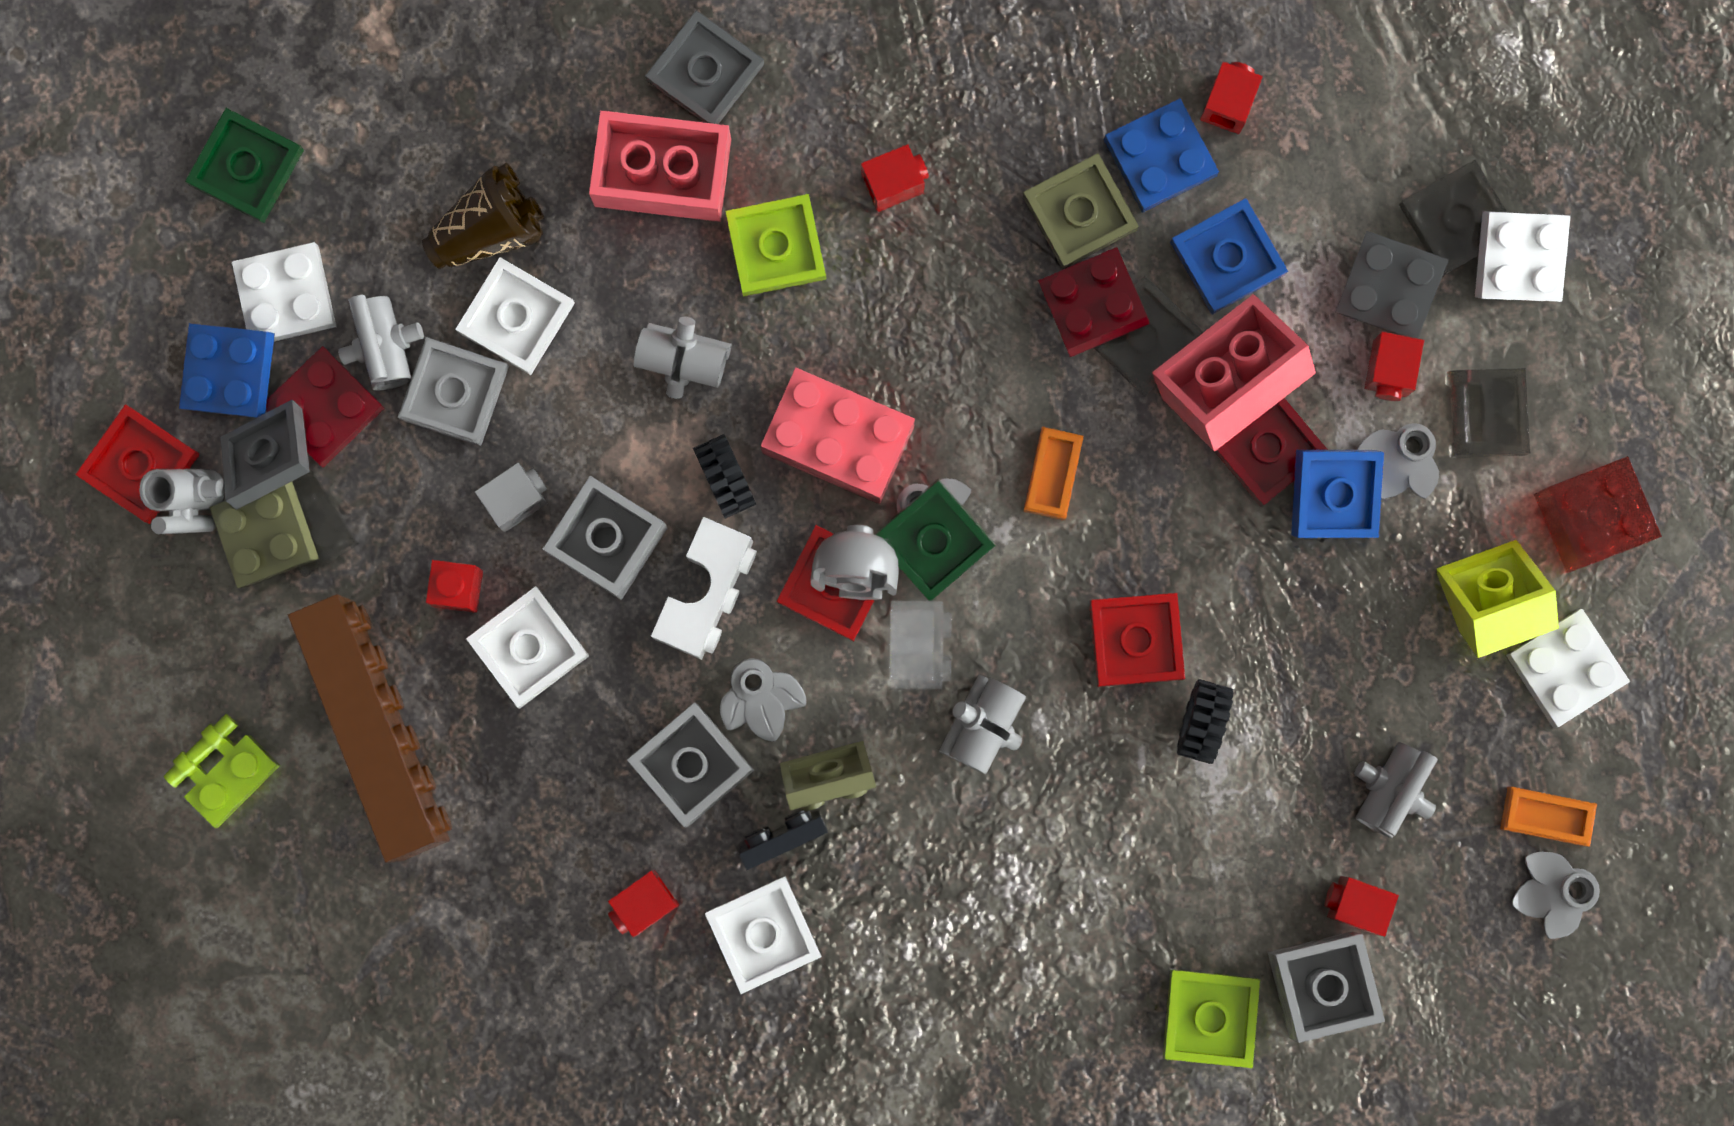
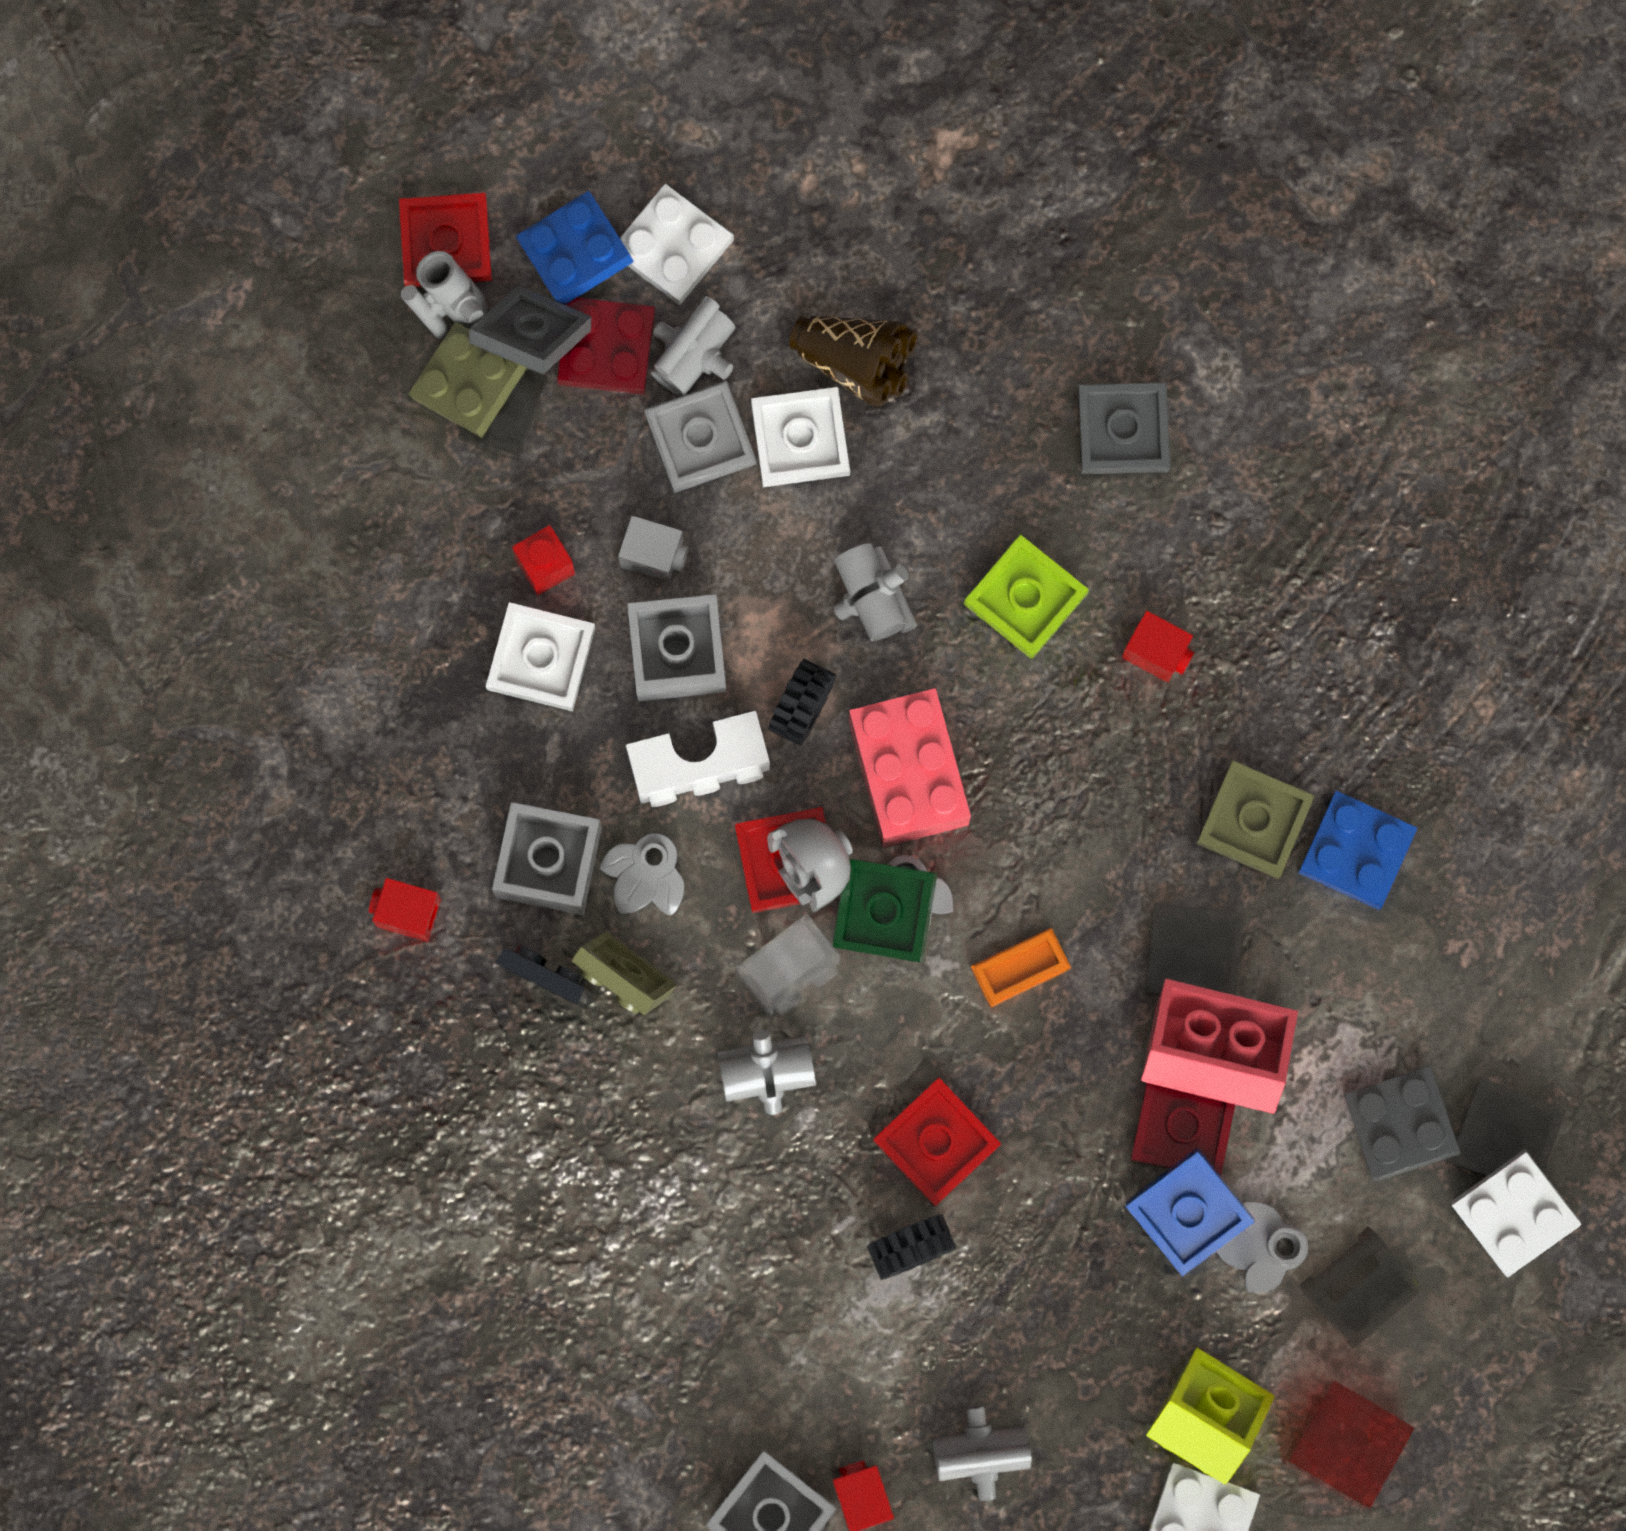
camera: 50 degrees right, 5 degrees down
(230, 780) = (248, 509): lime plate -> none
(244, 165) = (750, 133): dark green plate -> none
(370, 728) = (378, 583): reddish brown brick -> none
(660, 166) = (1014, 454): coral brick -> none
(763, 935) = (455, 1025): white plate -> none
(1093, 302) = (1187, 888): dark red plate -> none
(1211, 1018) = (671, 1445): lime plate -> none
(1228, 256) = (1317, 970): blue plate -> none
(1231, 96) = (1453, 868): red brick -> none
(1394, 366) = (1335, 1177): red brick -> none

